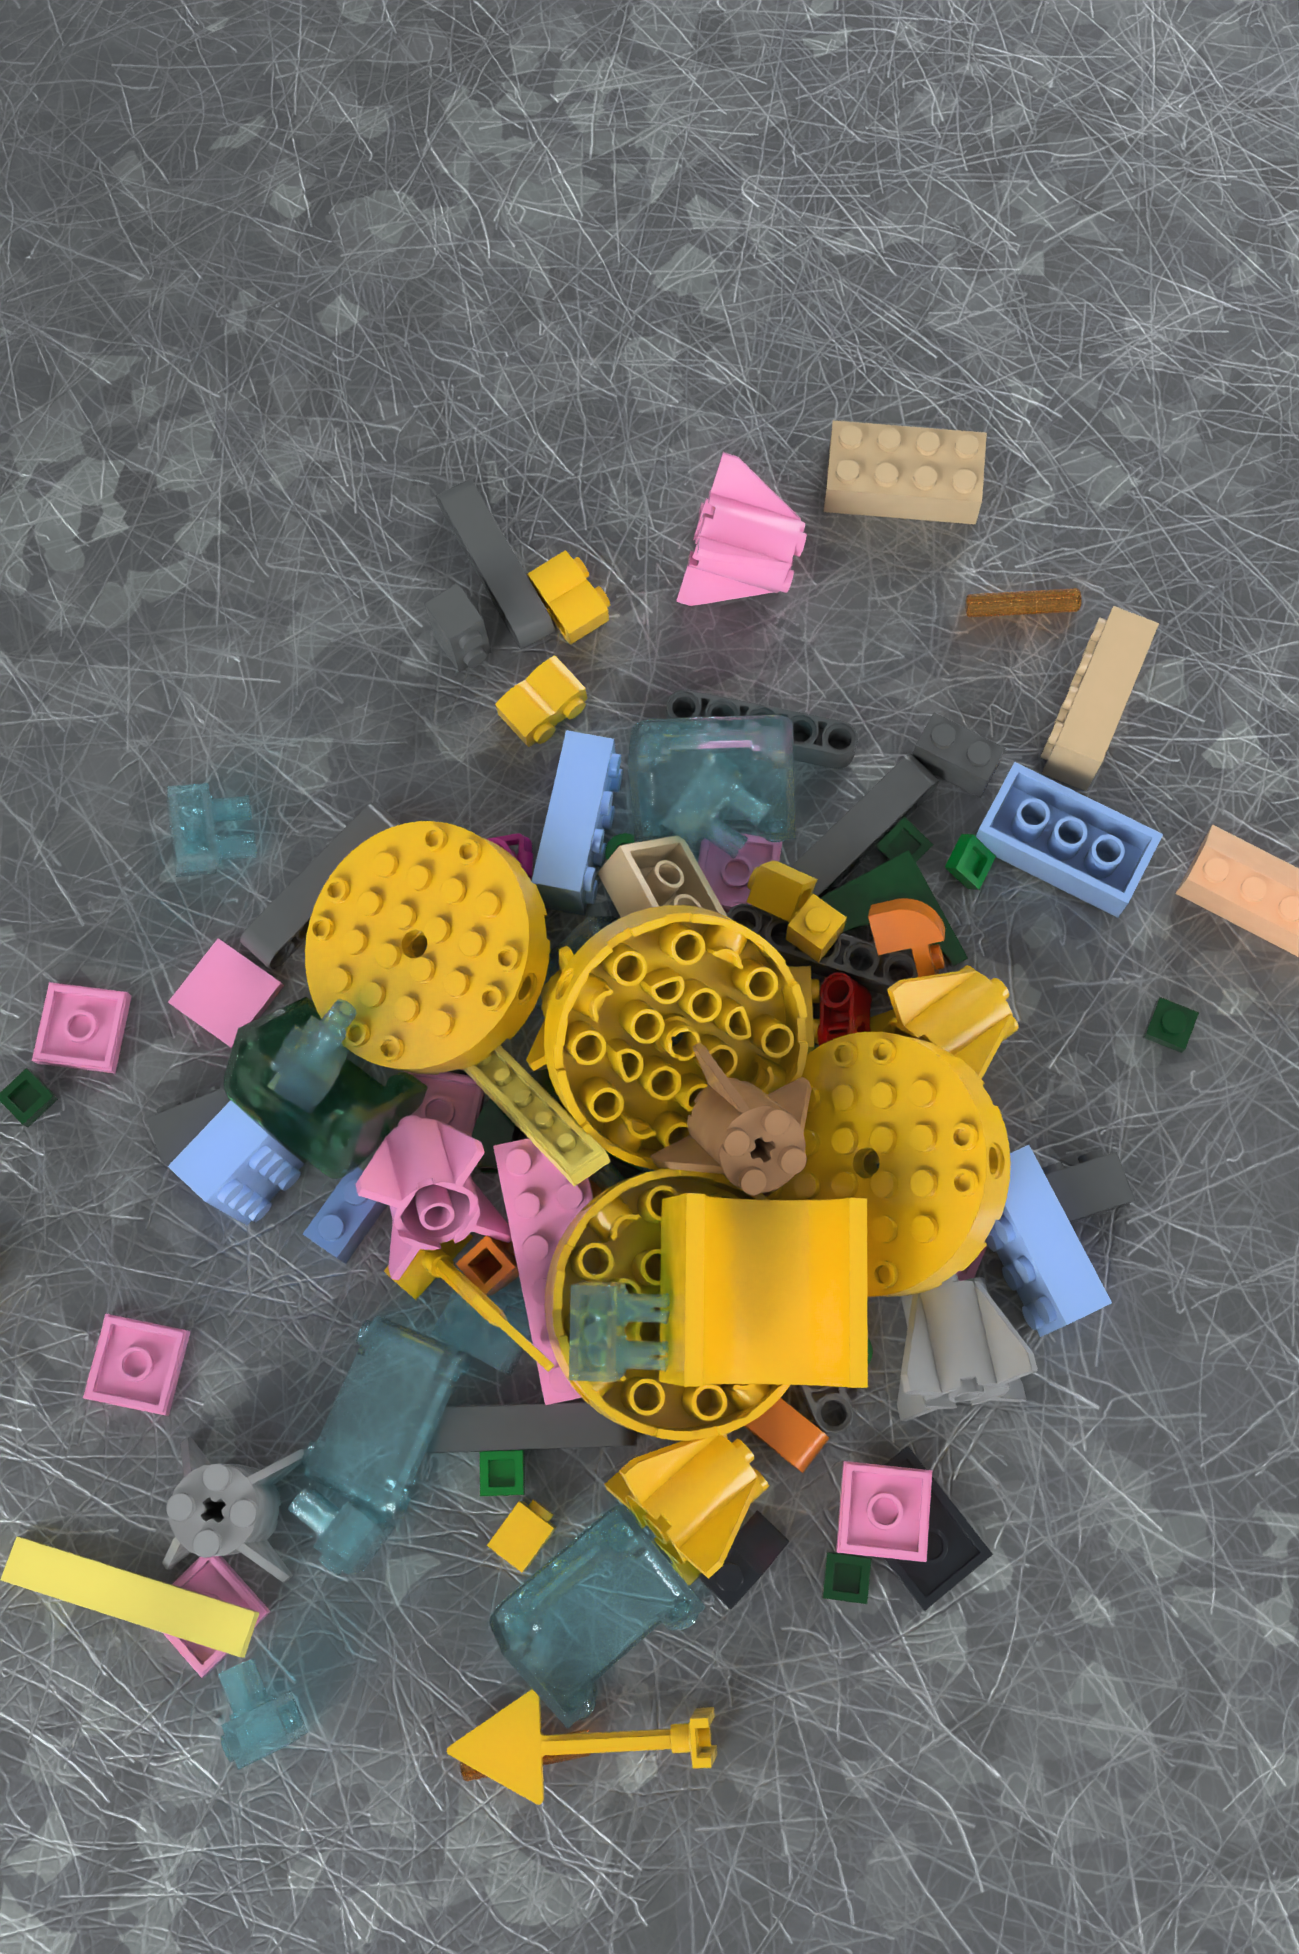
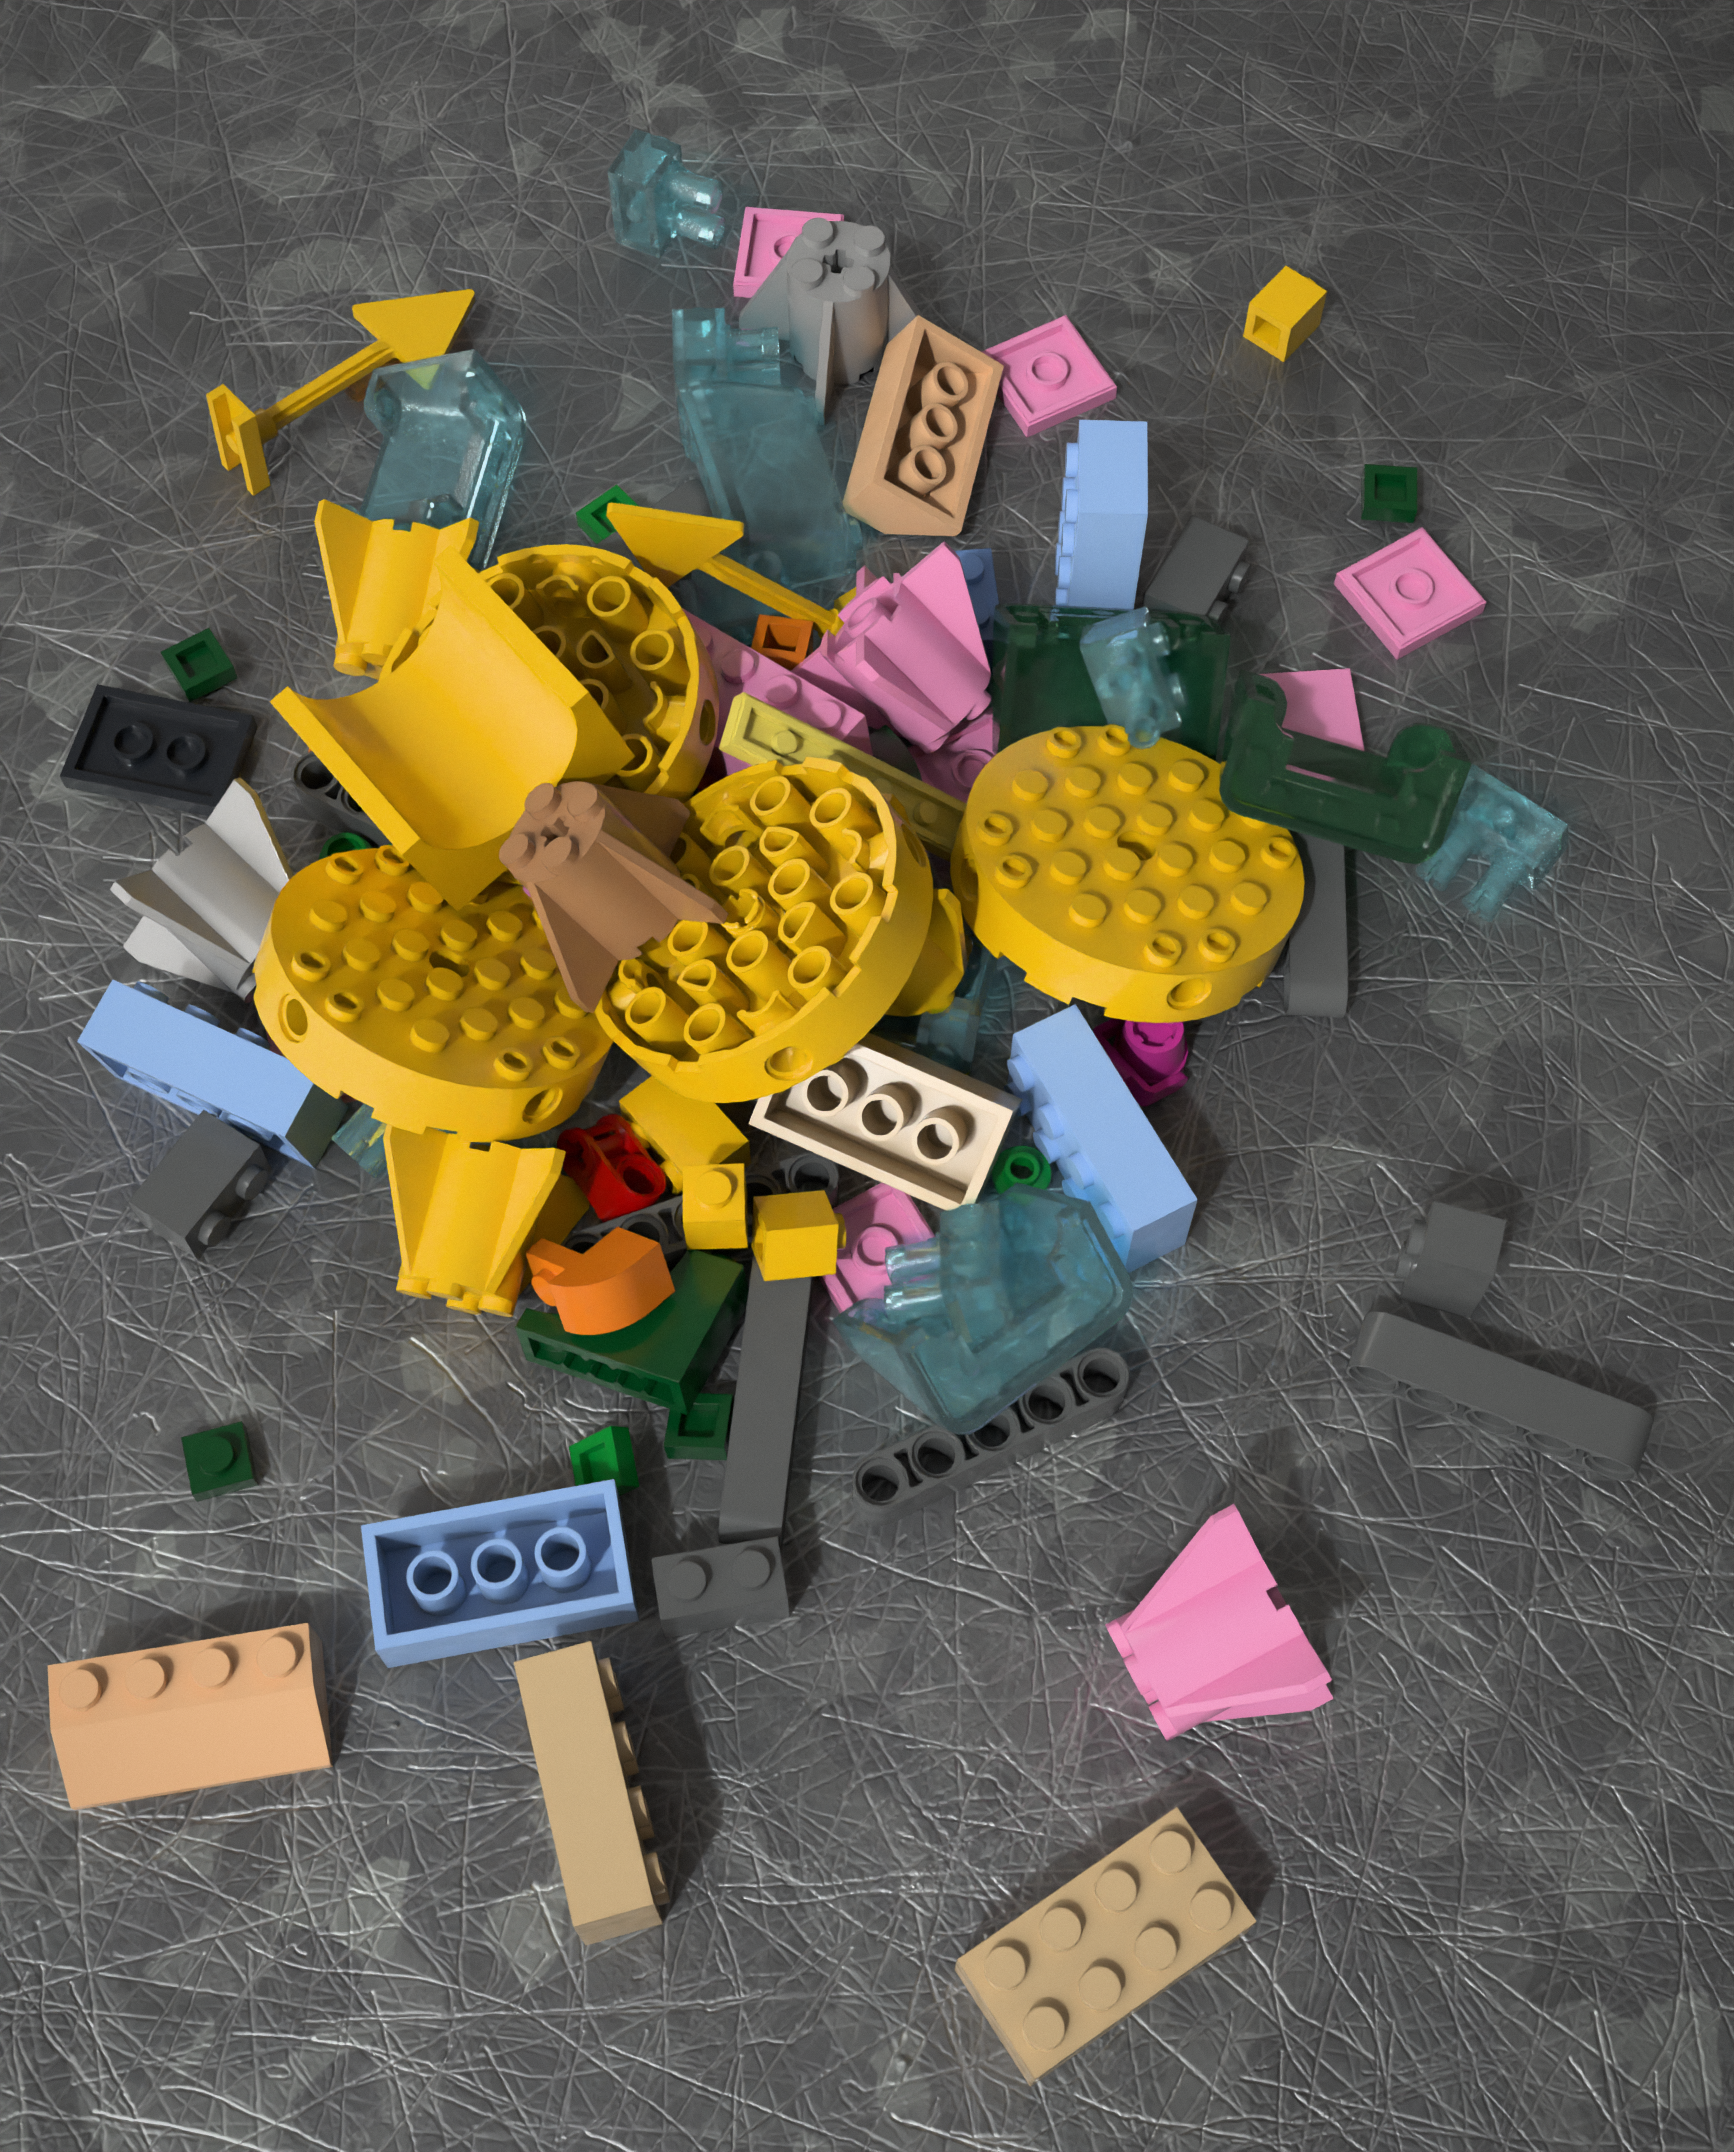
camera: 135 degrees right, 10 degrees down
(130, 1596) = (882, 203): light yellow tile -> none
(257, 905) = (1338, 792): none -> clear green windscreen
(258, 1372) = (923, 434): none -> light nougat slope
(523, 1534) = (548, 485): yellow brick -> none
(542, 702) = (1276, 1268): yellow brick -> none
(570, 596) = (1371, 1422): yellow brick -> none
(598, 1331) = (587, 570): clear light blue brick -> none
(748, 1558) = (306, 610): black slope -> none
(884, 1511) = (199, 731): bright pink tile -> none
(1023, 602) = (798, 1889): clear orange axle -> none

